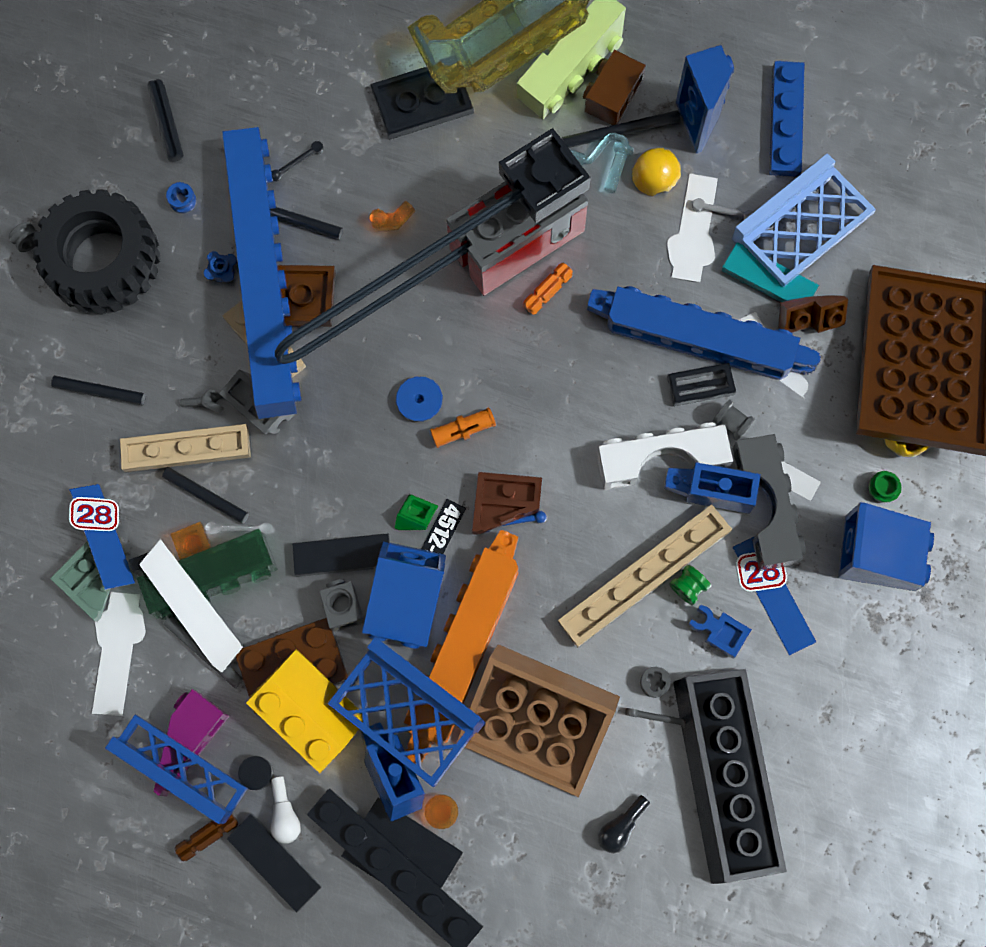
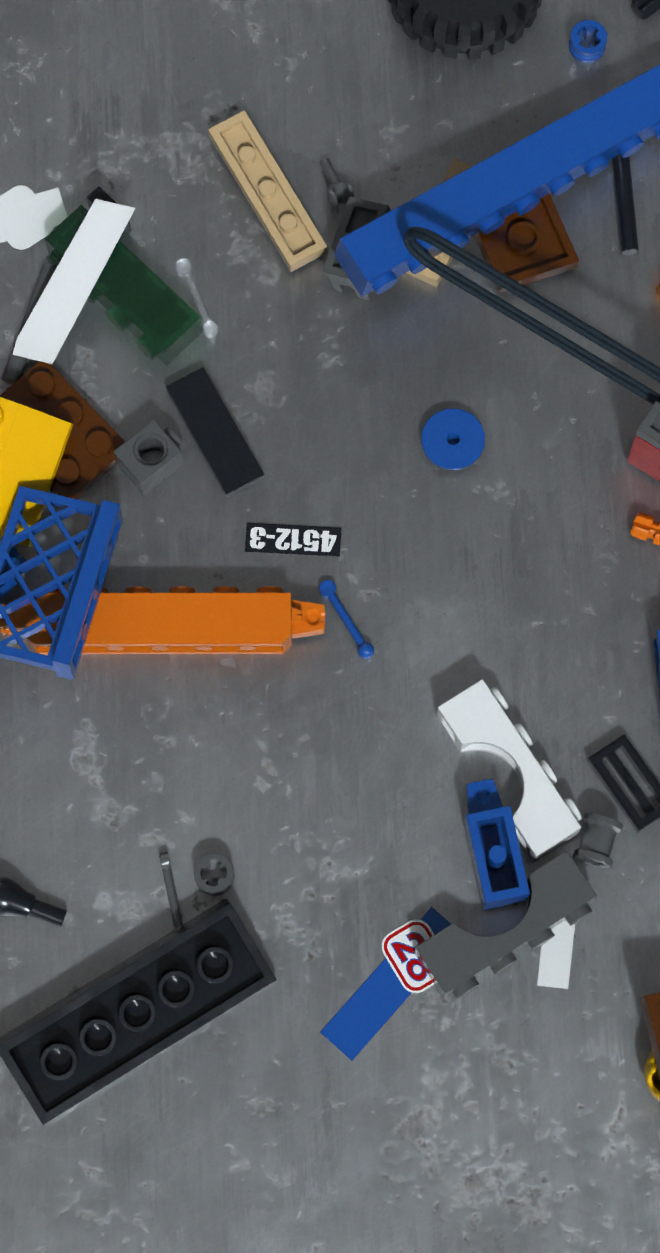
camera: 65 degrees right, 0 degrees up
(82, 582) = (66, 154): sand green wing -> none
(98, 390) = (297, 59): black bar -> none
(99, 521) = (136, 132): blue sticker -> none
(191, 540) = (156, 249): clear orange plate -> none
(205, 495) = (220, 241): black bar -> none
(225, 274) = (507, 121): blue plate -> none
(404, 595) = (194, 522): blue slope -> none
(415, 514) = (303, 496): green slope -> none
(463, 427) = (439, 507): orange pin -> none
(504, 500) = (366, 595): copper wing -> none
(540, 719) = (109, 749): medium nougat slope -> none
(644, 576) = (344, 808): tan plate -> none
(690, 584) = (354, 867): green wheel -> none
(725, 633) = (311, 936): blue plate -> none
(885, 487) = (595, 1073): green plate -> none
(885, 548) = (507, 1099): blue slope -> none

